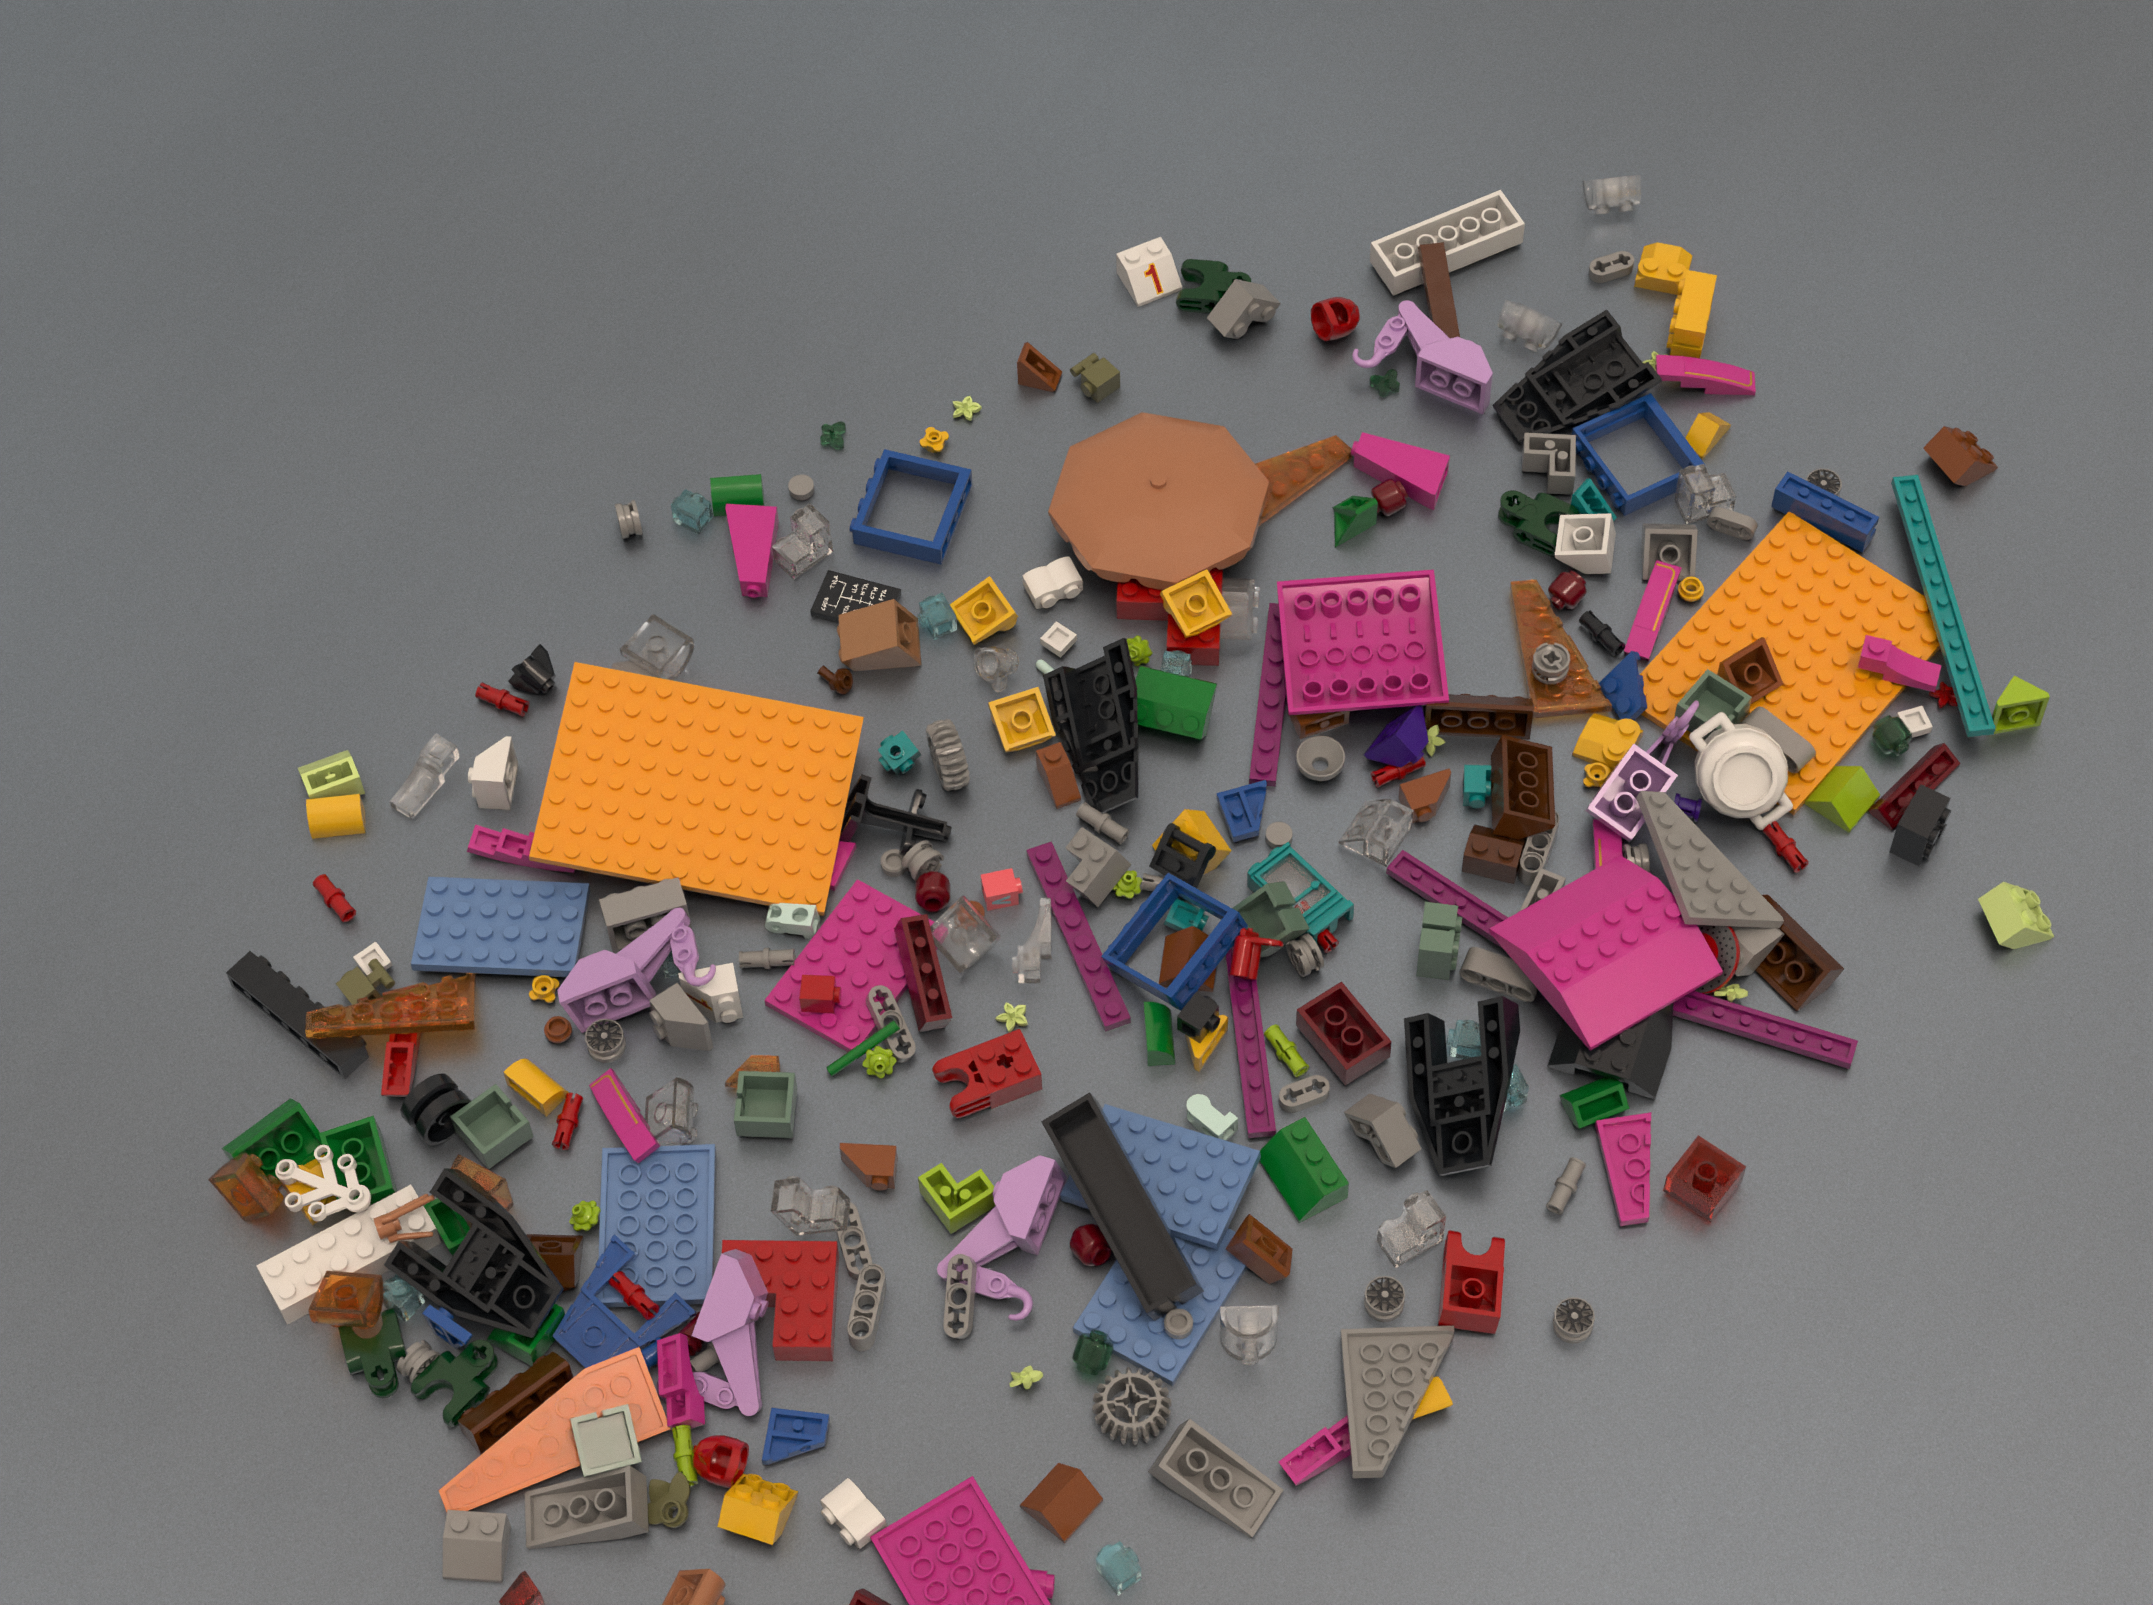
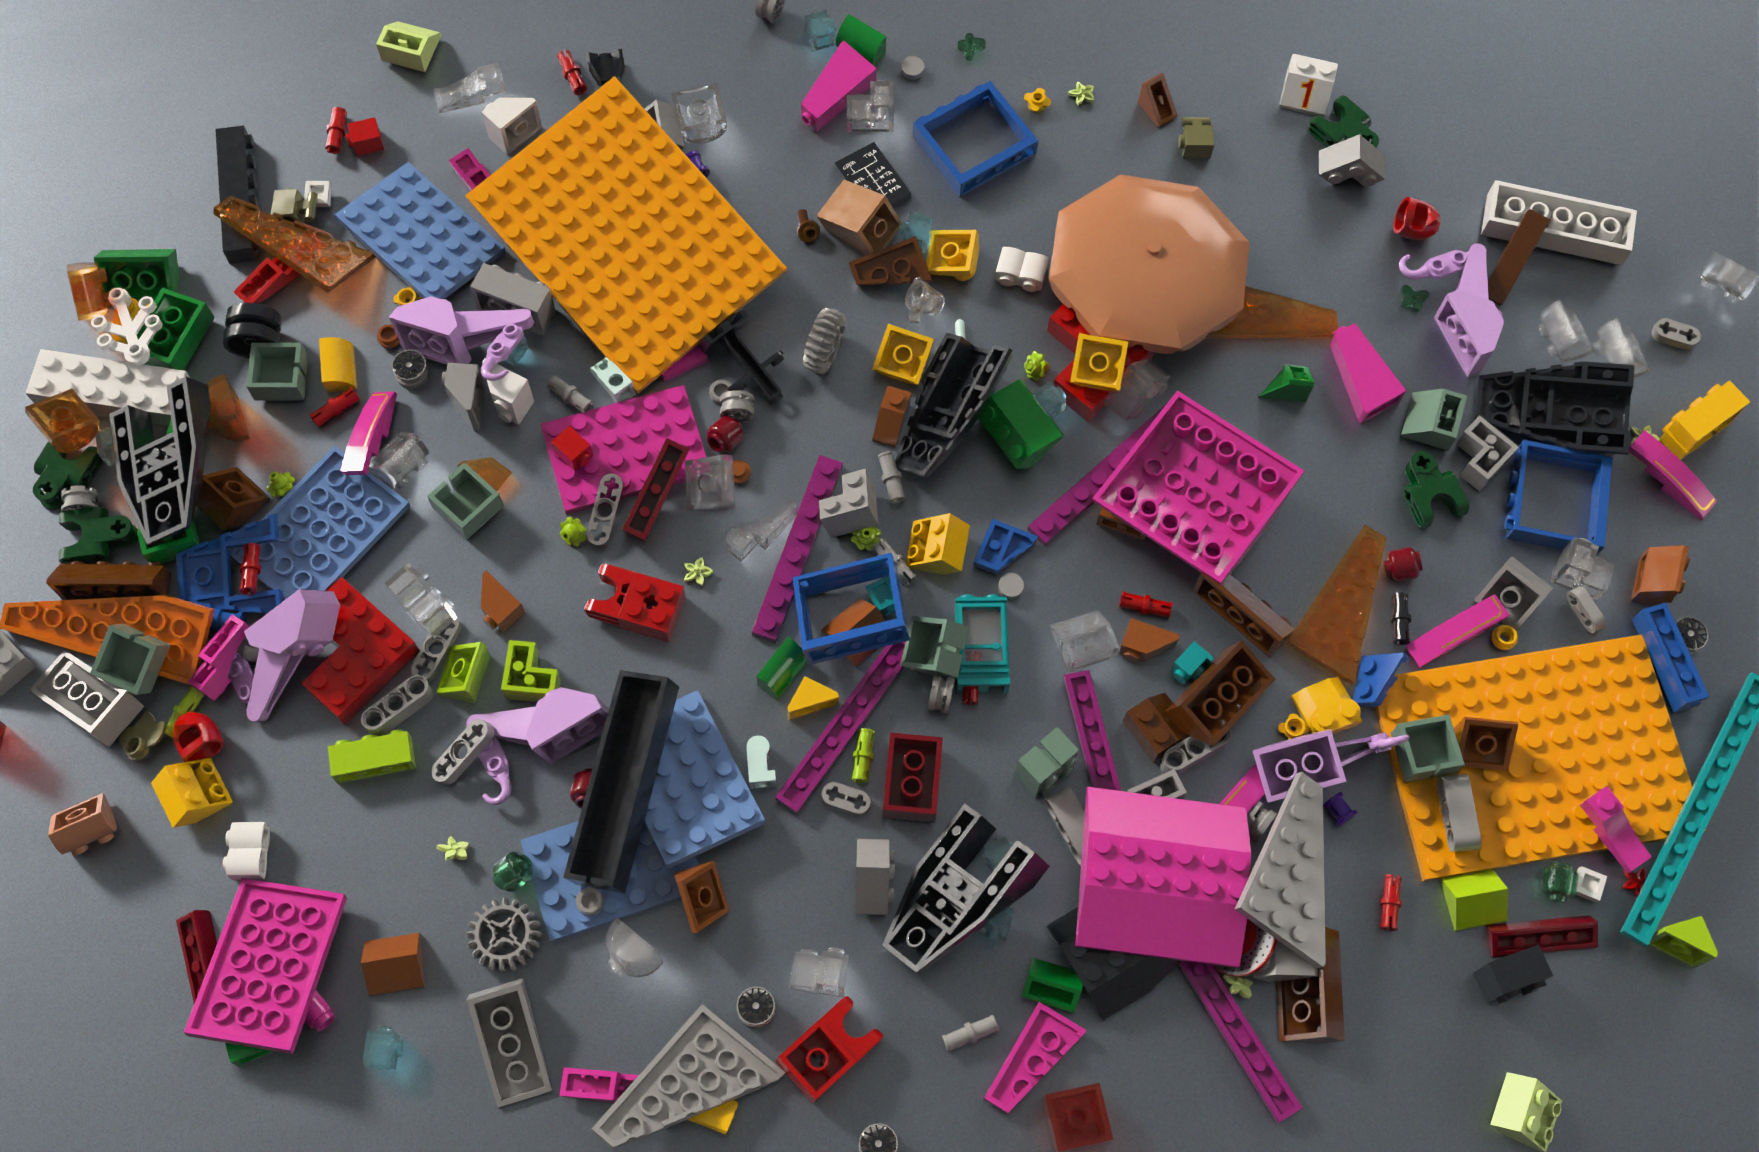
camera: 35 degrees right, 10 degrees up
(336, 816) = (388, 73): yellow brick -> none
(368, 883) = (364, 136): none -> red brick
(389, 1223) = (140, 388): nougat plant -> none
(444, 1327) = (110, 492): blue wing -> none
(793, 1434) = (265, 757): blue wing -> none
(861, 1049) = (569, 512): green bar -> none
(885, 1361) = (371, 756): none -> lime brick
(893, 745) = (794, 313): teal brick -> none
(895, 1238) = (464, 672): none -> lime slope
(943, 656) = (892, 265): none -> reddish brown wing
(1000, 889) = (773, 470): coral brick -> none
(1058, 639) = (987, 314): white plate -> none
(1172, 861) = (909, 548): black plate -> none
(1198, 1017) = (813, 680): black brick -> none
(1248, 952) = (892, 661): red piece -> none
(1303, 1170) = (788, 858): green slope -> none
(1320, 749) = (1097, 541): light grey piece -> none
(1390, 497) = (1331, 388): dark red head -> none
(1400, 739) = (1163, 584): dark purple slope -> none
(1433, 740) = (1190, 599): yellowish green plant -> none
(1489, 461) = (1434, 417): none -> sand green slope
(1542, 661) = (1335, 612): light grey wheel -> none
(1578, 305) = (1620, 346): none -> clear brick
(1586, 542) = (1452, 538): white slope -> none
(1589, 500) = (1483, 514): teal slope -> none
(1662, 267) = (1717, 363): yellow slope -> none
(1706, 433) = (1631, 521): yellow slope -> none
(1741, 771) = (1402, 816): white piece -> none
(1763, 455) = (1660, 575): none -> slope

